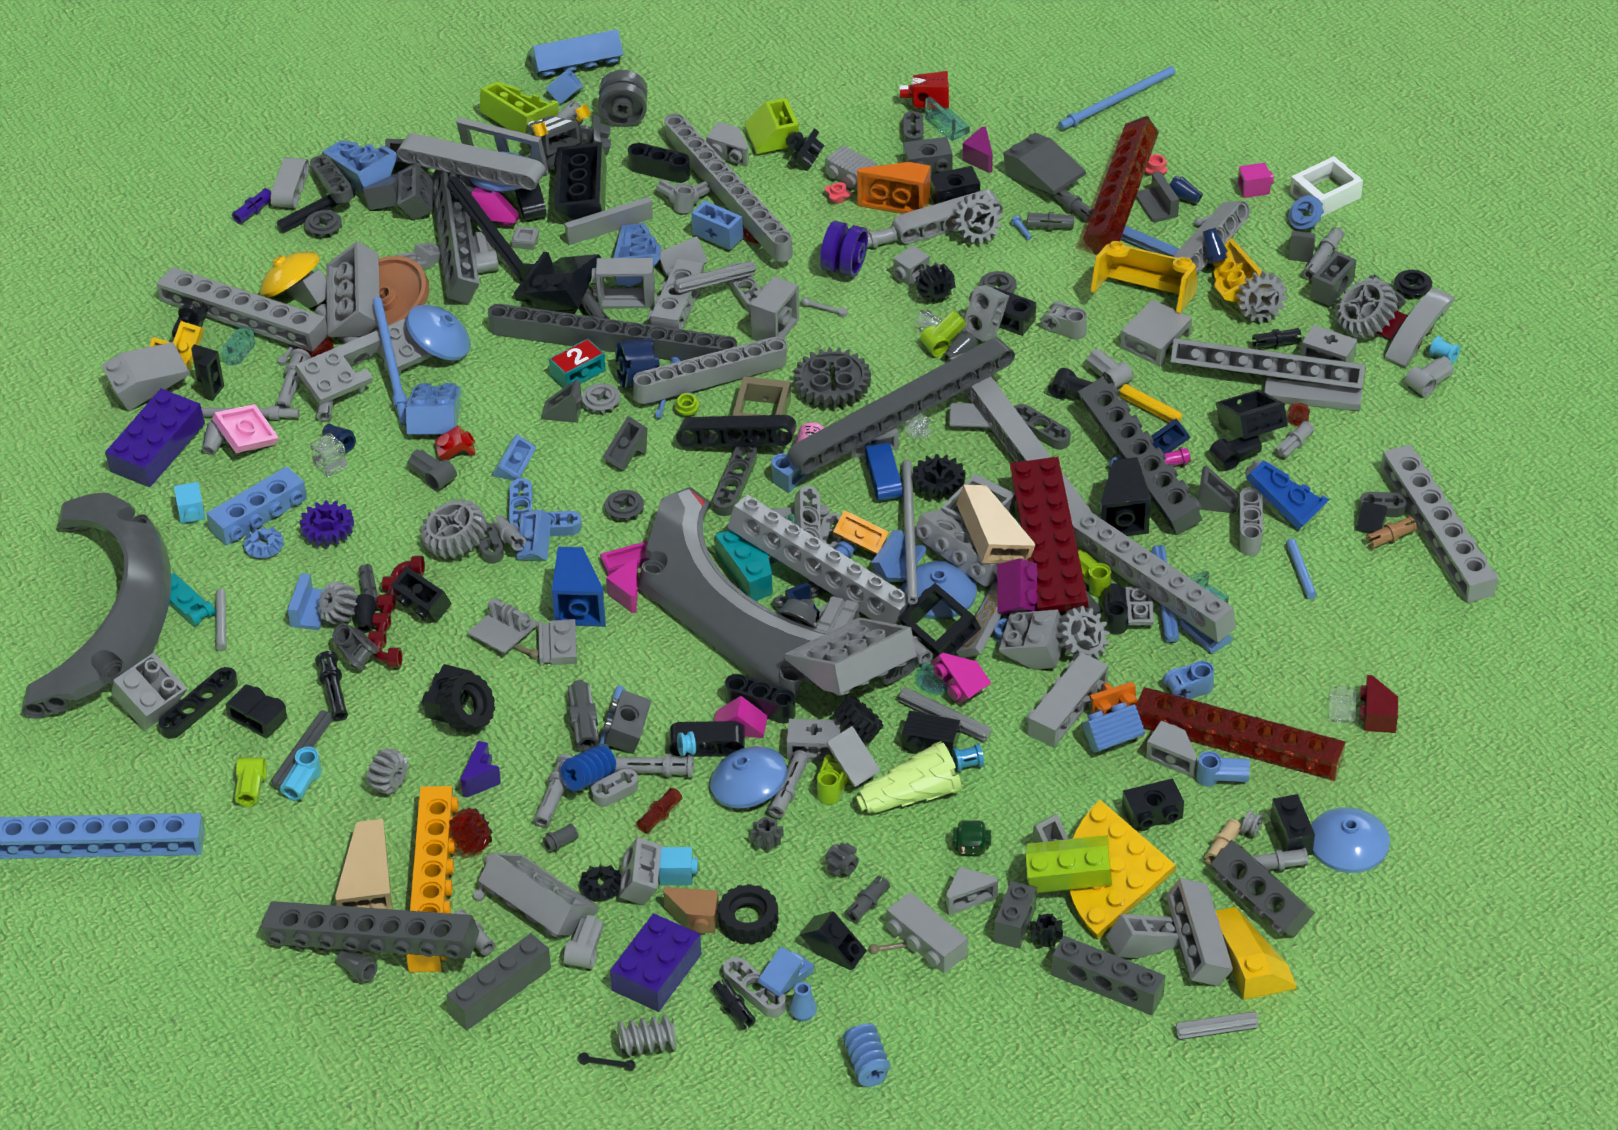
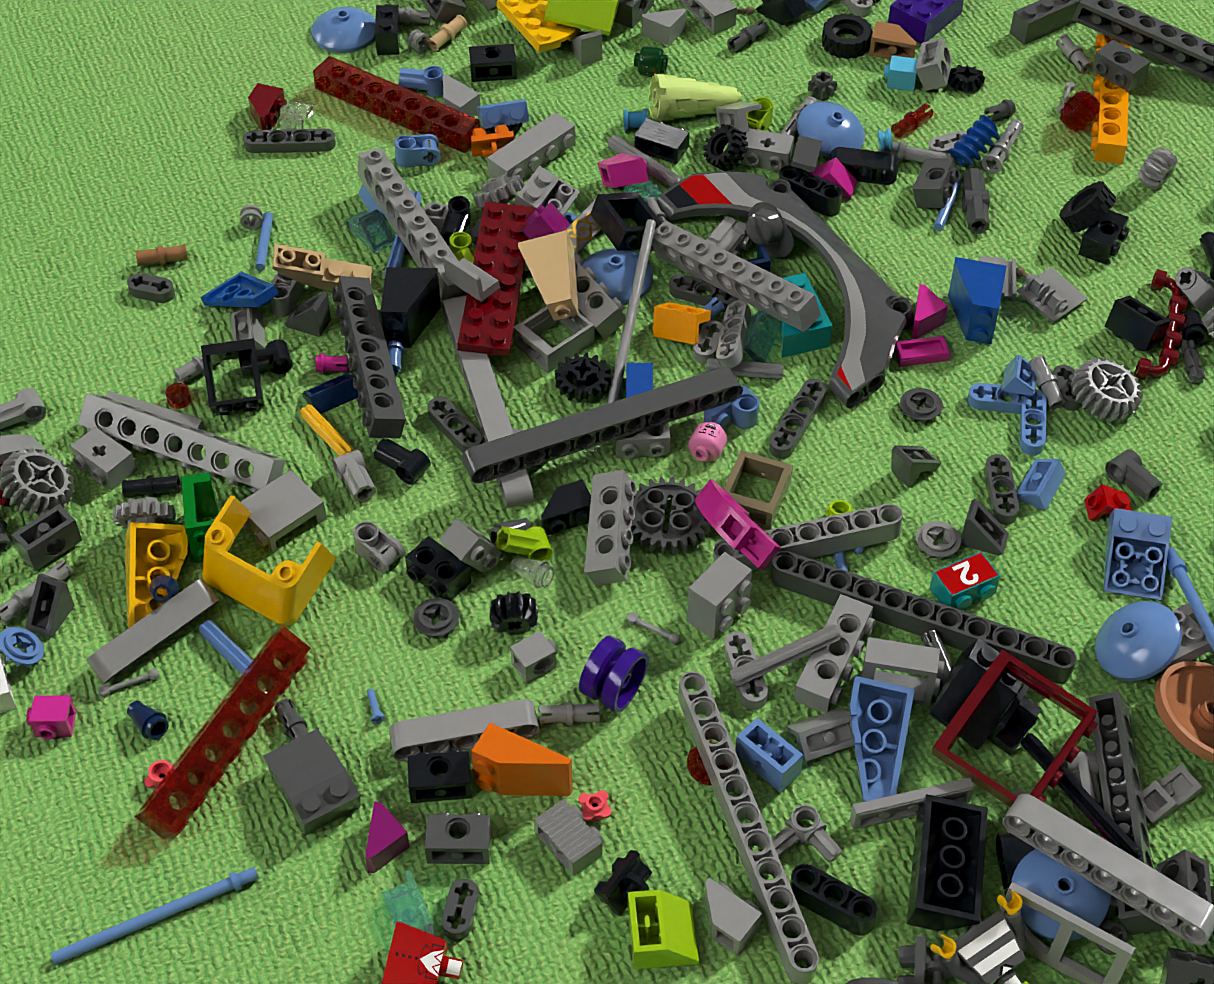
camera: 170 degrees left, 5 degrees up
(366, 869) = (1166, 103): tan slope -> none
(423, 872) = (1121, 65): none -> dark grey brick
(479, 772) = (1071, 165): dark purple slope -> none
(536, 893) = (1019, 70): light grey slope -> none
(546, 454) = (996, 498): none -> dark grey beam
(575, 234) = (1007, 663): none -> dark red window
(583, 947) = (983, 31): light grey piece -> none
(633, 358) = (894, 555): dark blue brick -> none
(744, 424) = (805, 455): black beam -> none
(770, 720) = (806, 153): none -> dark grey slope
(776, 350) = (735, 526): none -> dark pink slope
(842, 859) = (763, 57): dark grey gear -> none
(853, 654) = (724, 166): light grey slope -> none
(876, 347) = (610, 527): none -> light grey brick
(891, 558) = (652, 294): medium blue panel -> none
(915, 365) = (567, 508): none -> black slope
(982, 226) = (431, 698): light grey gear -> none
(1055, 220) = (336, 702): dark grey pin -> none
(1068, 497) = (470, 278): none -> light grey panel
(1159, 200) = (186, 712): dark grey panel -> none
(1214, 294) = (198, 503): none -> green panel
(1230, 513) = (313, 268): none -> tan slope
(1325, 582) = (246, 221): none -> light grey bush
(1357, 670) = (255, 140): none -> dark grey beam
(1371, 517) = (171, 272): black slope -> none
(1440, 524) = (111, 257): light grey brick -> none

